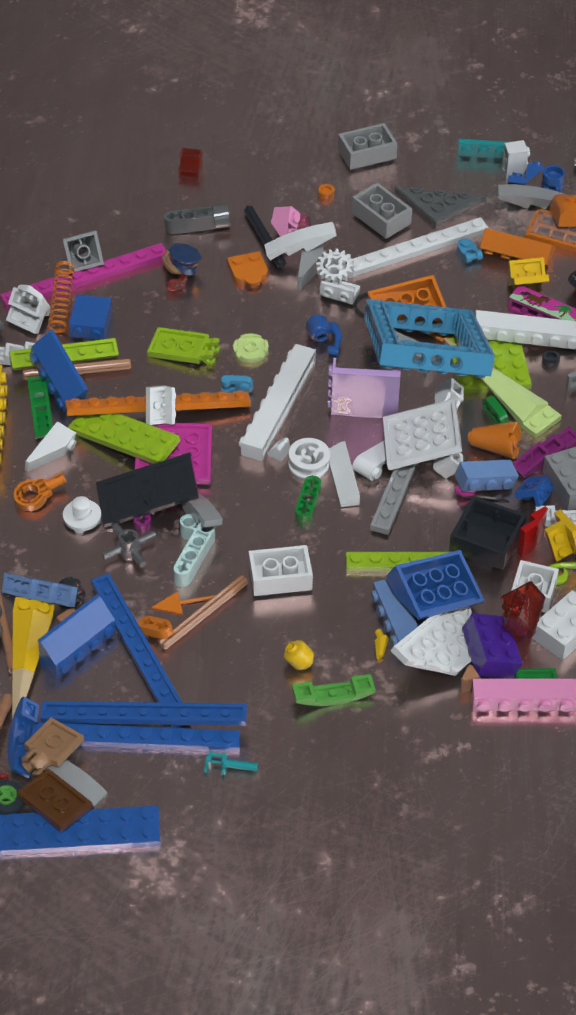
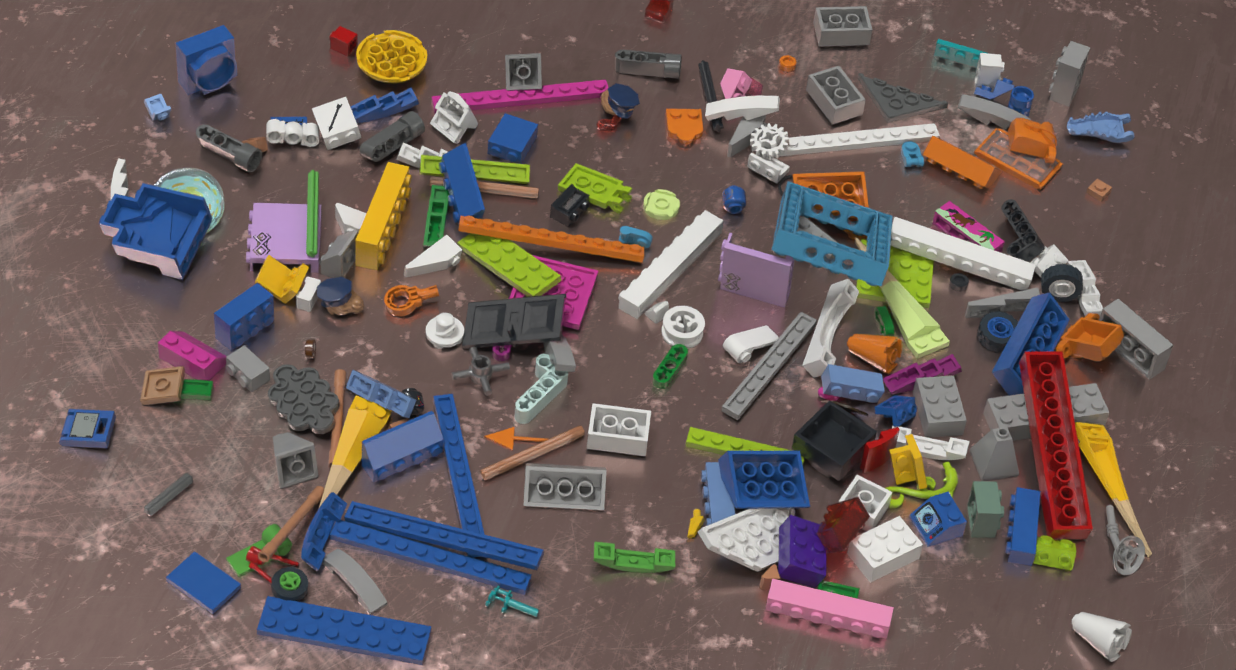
camera: 10 degrees right, 0 degrees up
(50, 746) = (344, 545): medium nougat plate -> none
(54, 800) = (333, 596): reddish brown plate -> none
(61, 330) = (473, 130): orange piece -> none
(155, 627) = (481, 456): orange beam -> none
(160, 405) = (551, 241): white bracket -> none
(165, 368) = (569, 206): none -> black window
(244, 637) = (564, 486): none -> light grey slope
(299, 655) = (611, 515): yellow head -> none
(334, 350) = (750, 205): blue piece -> none
(343, 475) = (712, 351): white slope -> none
(422, 434) = (800, 328): white plate -> none
(527, 271) = (961, 189): yellow bracket -> none

